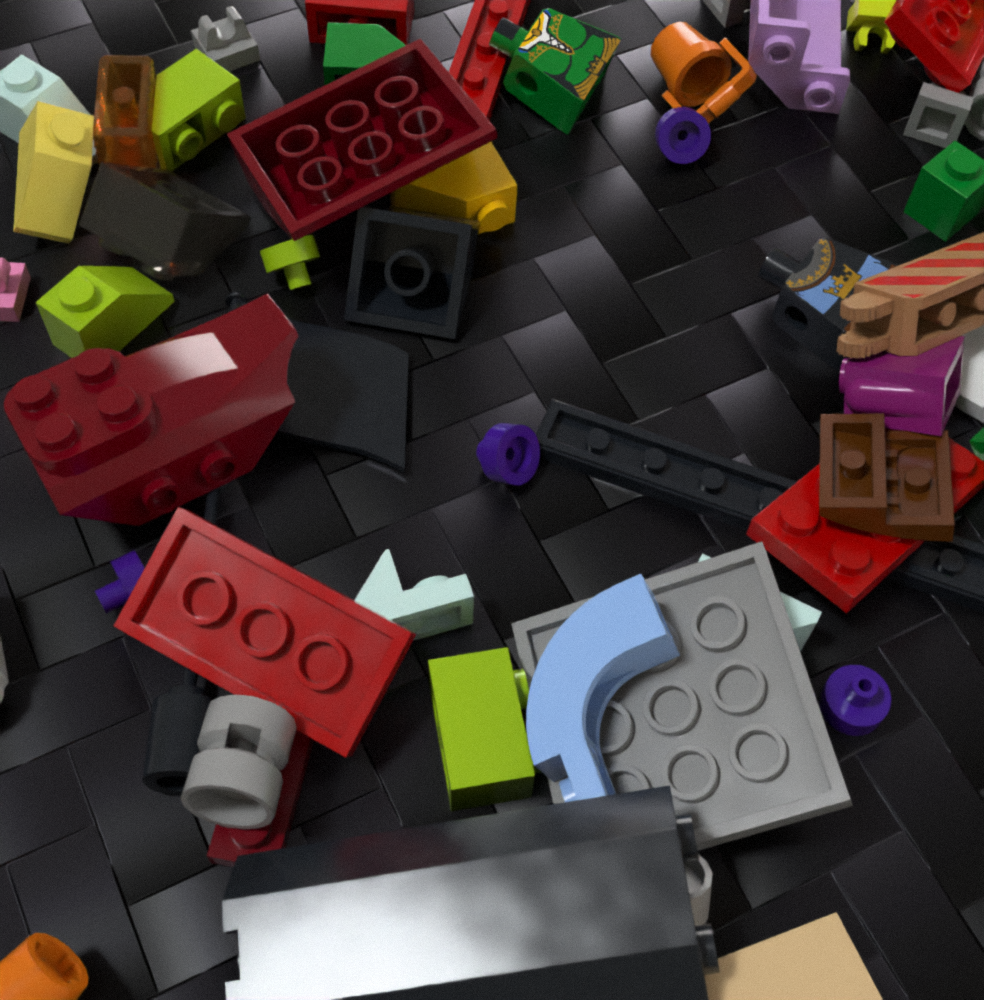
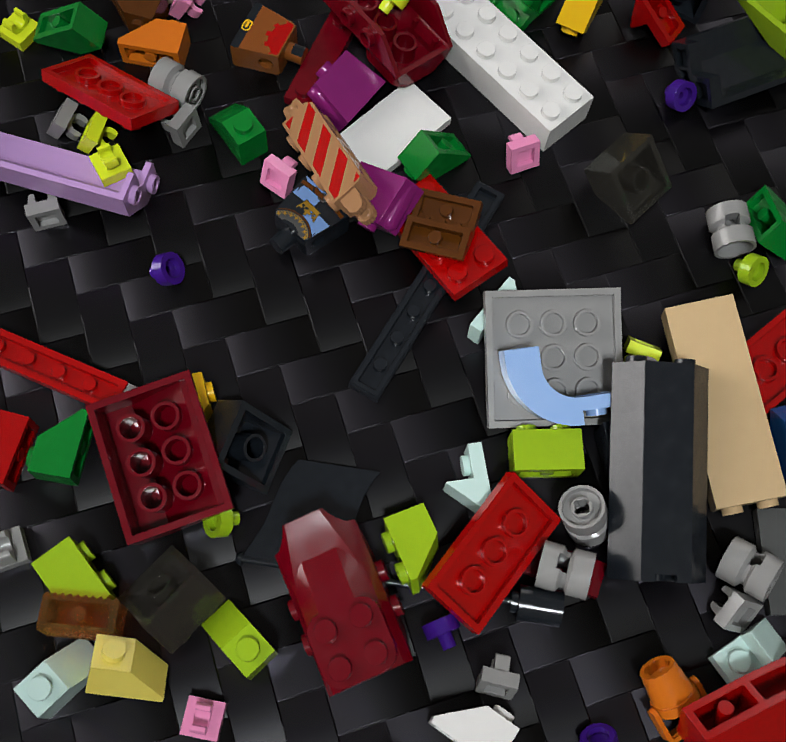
camera: 85 degrees left, 10 degrees up
(50, 685) = (497, 679): none -> light grey tile
(278, 511) = (414, 543): none -> lime slope
(356, 788) = (584, 515): none -> light grey wheel
(509, 453) = (384, 413): dark purple tile -> none
(555, 64) = (95, 330): green torso -> none
(699, 70) = (112, 248): orange piece -> none
(742, 903) = (637, 347): none -> neon yellow tile
(837, 42) = (110, 164): none -> neon yellow tile
(855, 700) = (542, 275): dark purple tile -> none
(904, 240) = (279, 174): none -> bright pink tile

